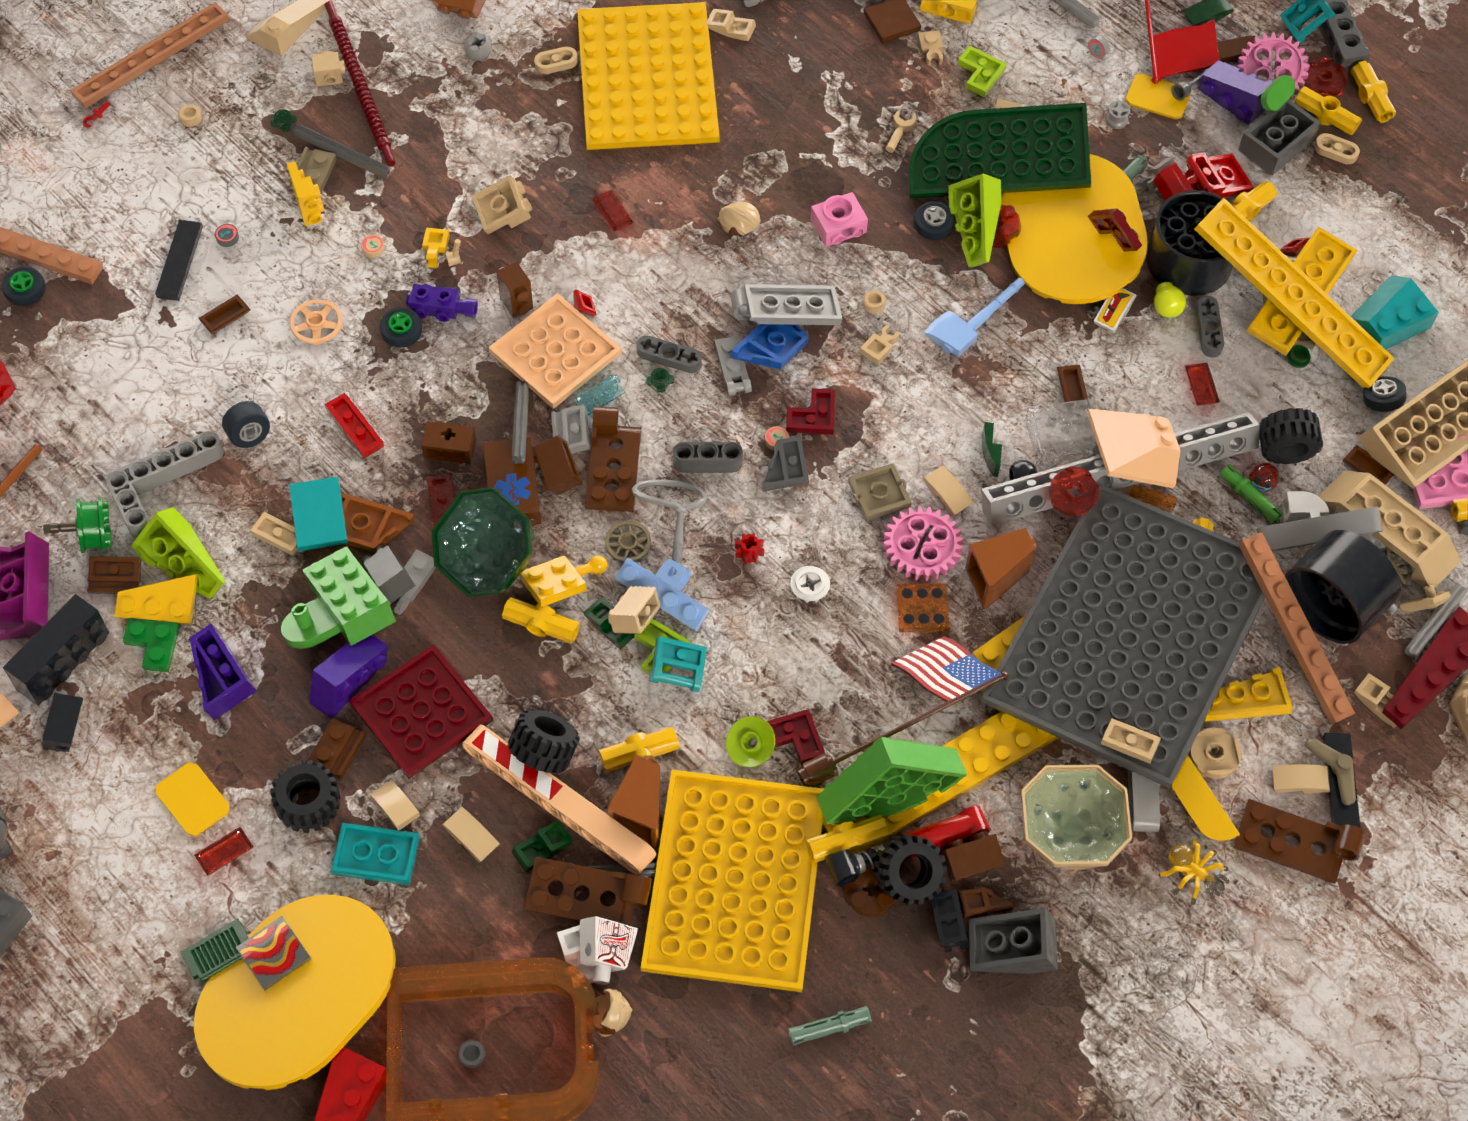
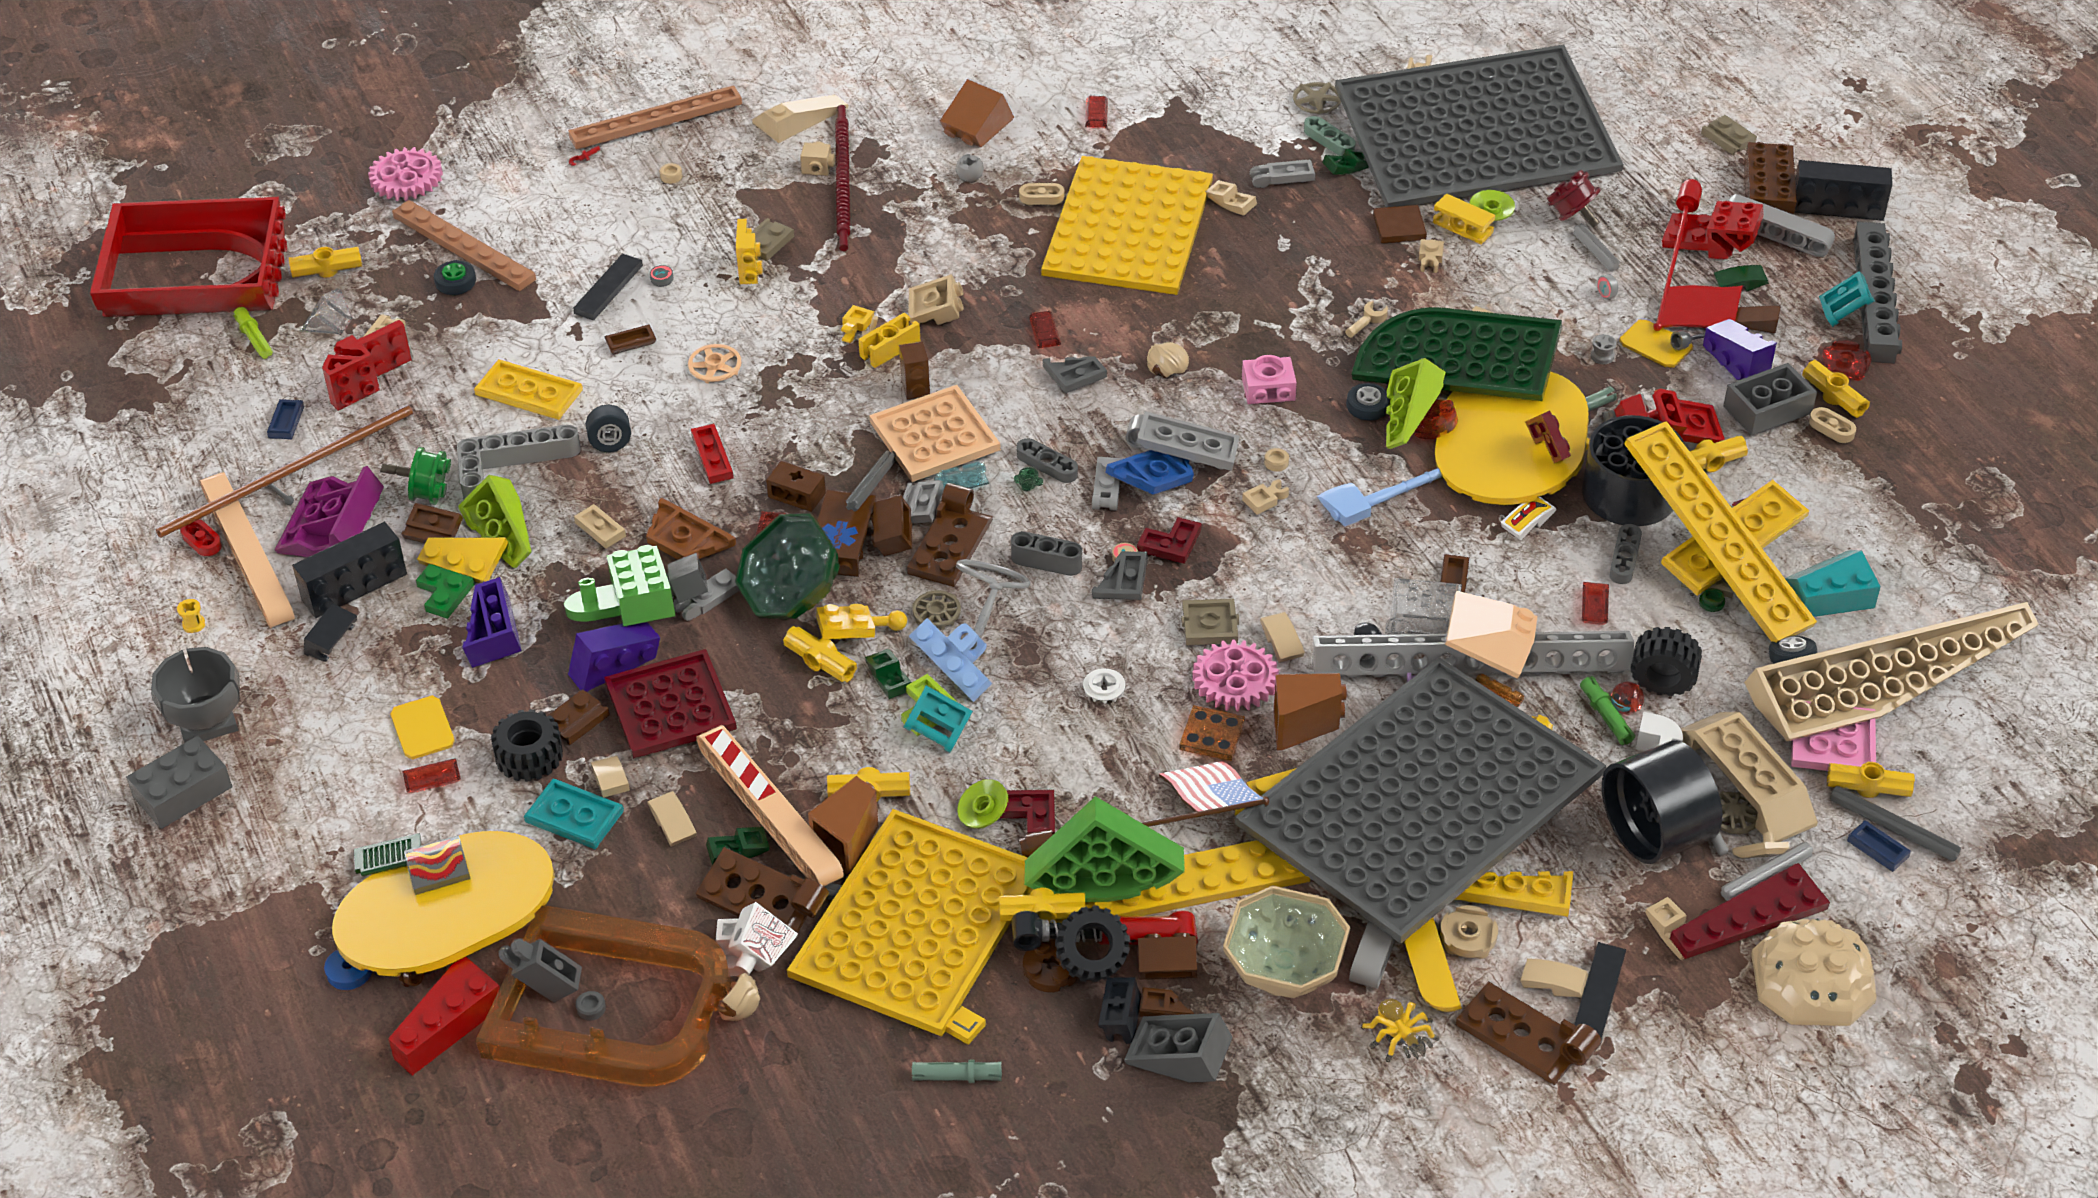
camera: 20 degrees right, 15 degrees down
(146, 395) = (528, 389): none -> yellow tile
(222, 1094) = (341, 977): none -> blue piece
(283, 120) = (756, 193): clear green plate -> none
(318, 513) = (643, 515): teal tile -> none
(341, 150) = (801, 228): dark grey axle -> none
(372, 246) = (796, 312): tan tile -> none
(404, 319) = (792, 382): black wheel -> none
(420, 1038) = (542, 968): none -> dark grey hinge
(439, 302) = (839, 370): dark purple brick -> none
(475, 258) = (884, 341): none -> yellow piece
(543, 741) = (773, 749): black tyre -> none
(584, 303) = (980, 399): red slope -> none
(634, 610) = (913, 662): tan brick -> none
(659, 252) = (1075, 372): none -> dark grey wing
(755, 545) = (1054, 639): red gear -> none
(818, 974) = (965, 1025): none -> yellow tile
(985, 70) = (1476, 283): lime plate -> none
(991, 451) = (1343, 608): dark green slope -> none
(1085, 484) = (1401, 667): clear red plate -> none
(1130, 741) = (1371, 884): tan plate -> none
(1169, 300) = (1588, 520): neon yellow piece -> none
(1277, 93) = (1777, 354): bright green tile -> none
(1294, 66) = (1810, 341): bright pink gear -> none
(1296, 628) = (1599, 833): nougat plate -> none
(1312, 530) = (1616, 746): light grey beam -> none
(1341, 766) = (1602, 974): dark tan piece -> none
(1361, 461) = (1744, 705): reddish brown tile -> none
(1373, 92) = (1894, 382): yellow piece -> none

